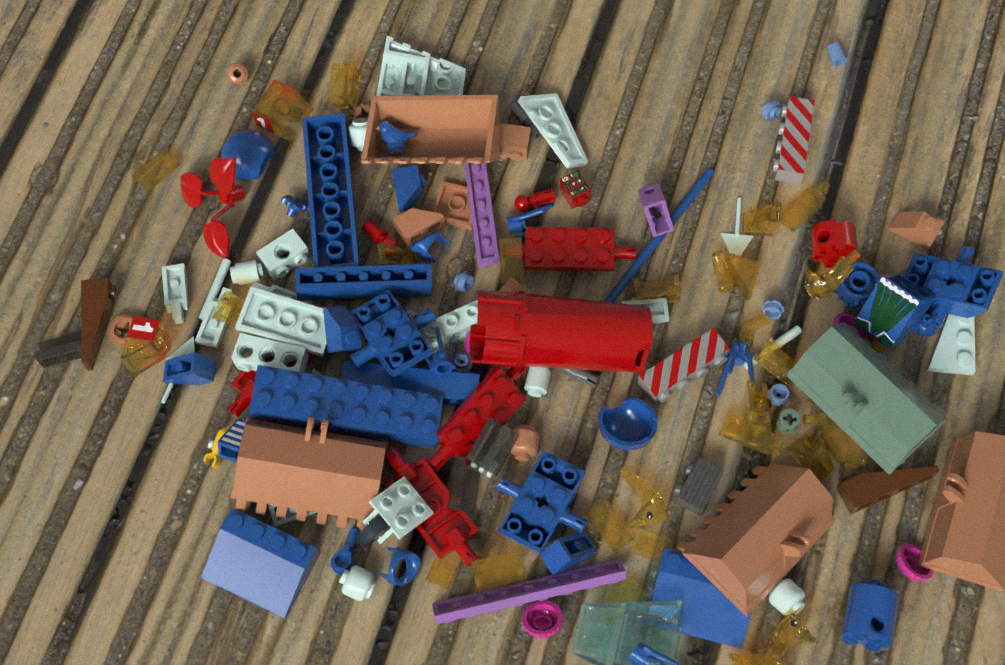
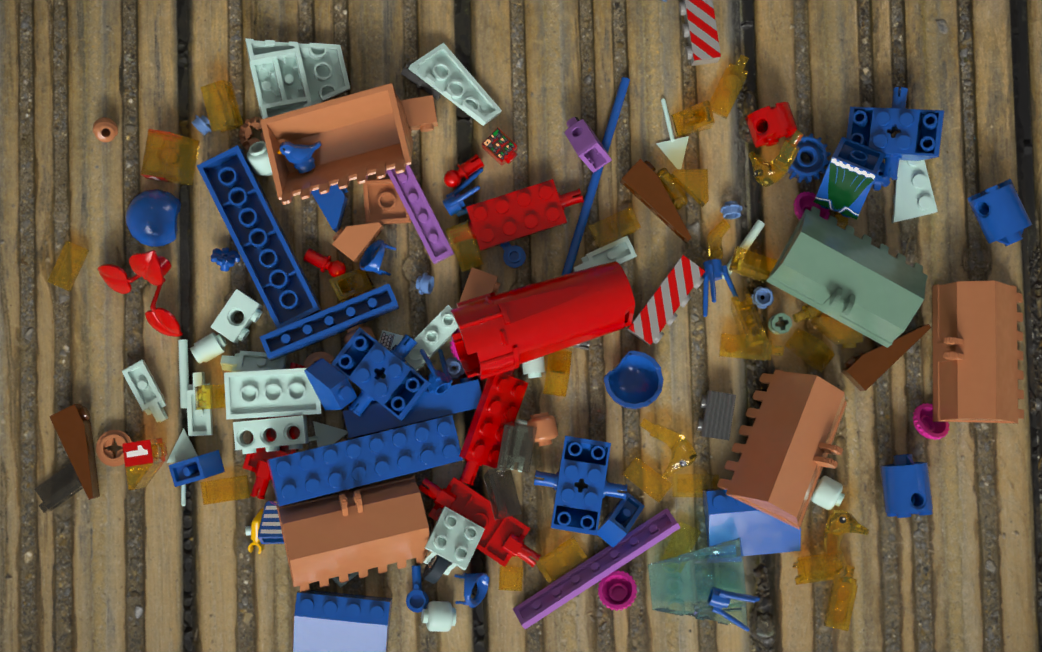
camera: 25 degrees left, 20 degrees up
(206, 400) = (225, 489): none -> clear yellow tile
(321, 95) = (202, 124): none -> medium blue plate
(554, 284) = (513, 255): none -> blue plate
(556, 399) = (557, 373): none -> clear yellow slope
(699, 264) = (648, 188): none -> reddish brown slope
(917, 227) = (844, 76): nougat slope -> none

